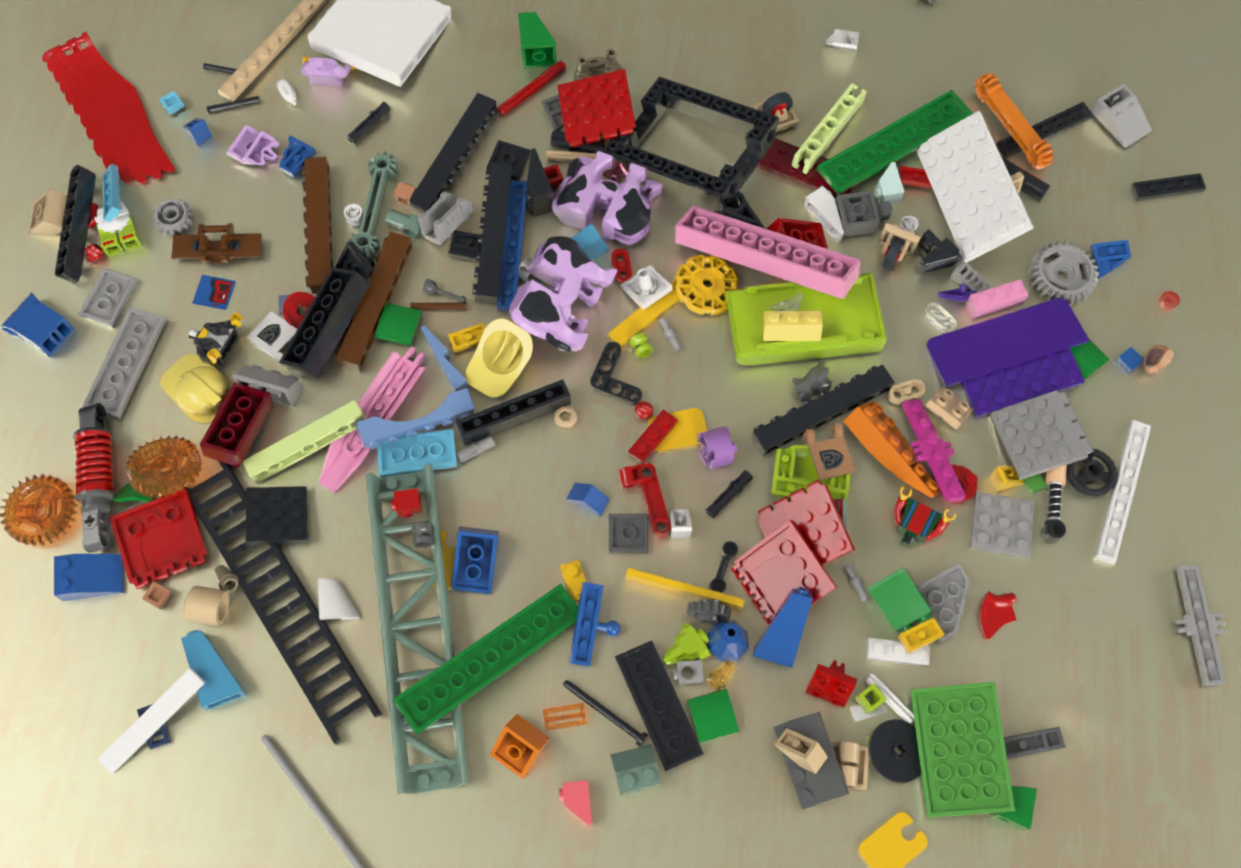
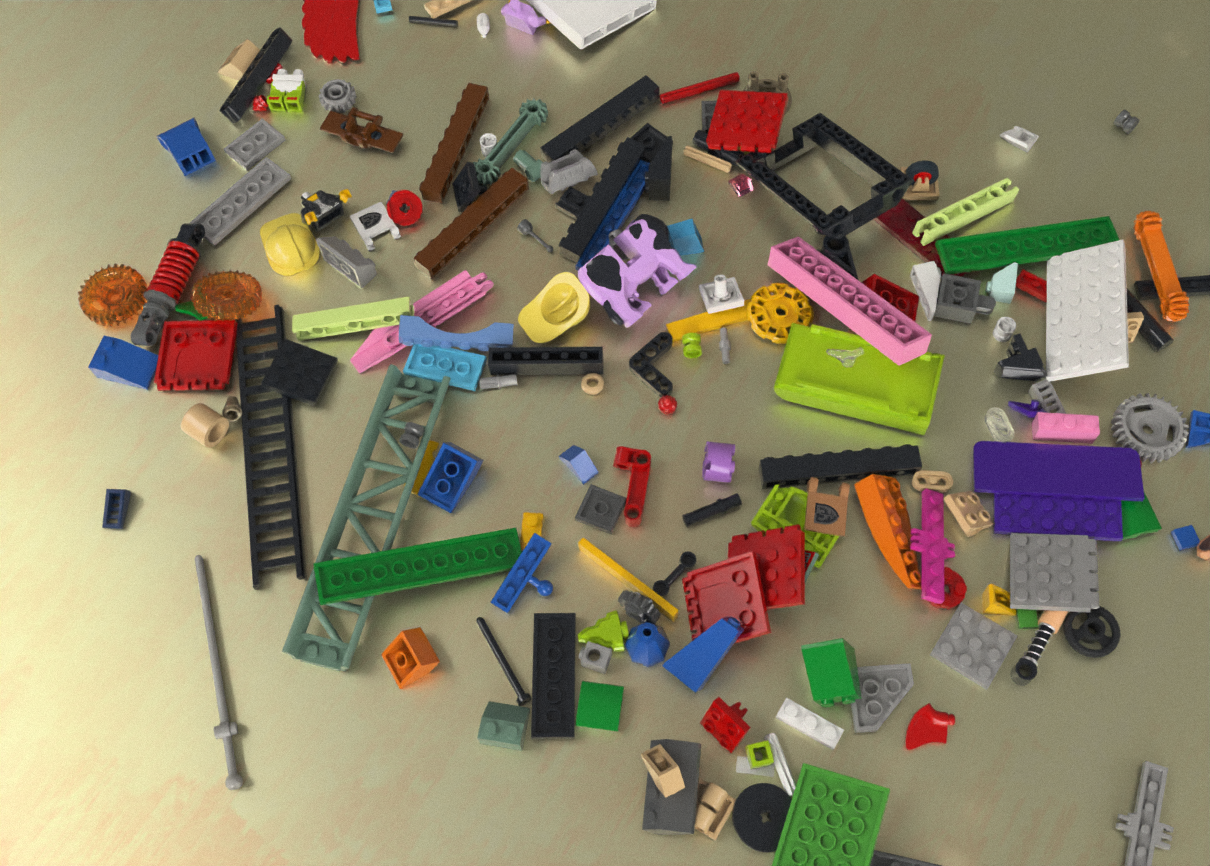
camera: 30 degrees right, 5 degrees down
(111, 193) = (294, 61): medium azure plate -> none
(151, 721) = (113, 502): white tile -> none
(157, 595) = (171, 401): nougat plate -> none
(197, 131) = (392, 34): blue slope -> none
(206, 661) = (181, 483): dark azure slope -> none
(214, 292) = (341, 169): sticker -> none
(236, 424) = (302, 283): dark red brick -> none
(253, 147) = (431, 60): lavender plate -> none
(295, 156) = (461, 79): blue wing -> none
(324, 323) = (417, 224): black brick -> none
(334, 601) = (312, 464): white slope -> none
(373, 118) = (545, 69): black pin -> none
(398, 324) = (482, 249): green slope -> none
(403, 193) = (539, 138): nougat plate -> none
(407, 502) = (411, 401): red brick -> none
(439, 306) = (529, 248): reddish brown bar -> none
(442, 356) = (507, 291): medium blue slope -> none
(466, 338) = (534, 282): yellow plate -> none
(537, 44) = (718, 48): green slope -> none
(554, 176) = (679, 170): red plate -> none
(563, 717) = (480, 654): clear orange tile -> none
(577, 800) = (438, 728): coral slope -> none
(623, 267) = (706, 270): red plate -> none
(624, 204) = (732, 215): lavender animal -> none
(653, 436) = (664, 430): red plate -> none
(680, 524) = (651, 519): white slope -> none
(685, 433) = (693, 433): yellow piece -> none
(720, 677) = (624, 673): clear yellow cone -> none
(792, 325) = (838, 373): light yellow brick -> none
(814, 380) = (843, 436): dark grey animal -> none
(856, 582) = (798, 640): light grey bar -> none
(897, 243) = (984, 339): tan plate -> none
(917, 520) = (886, 606): torso -> none
(921, 635) = (837, 715): yellow plate -> none
(1123, 492) = (1118, 664): white tile -> none

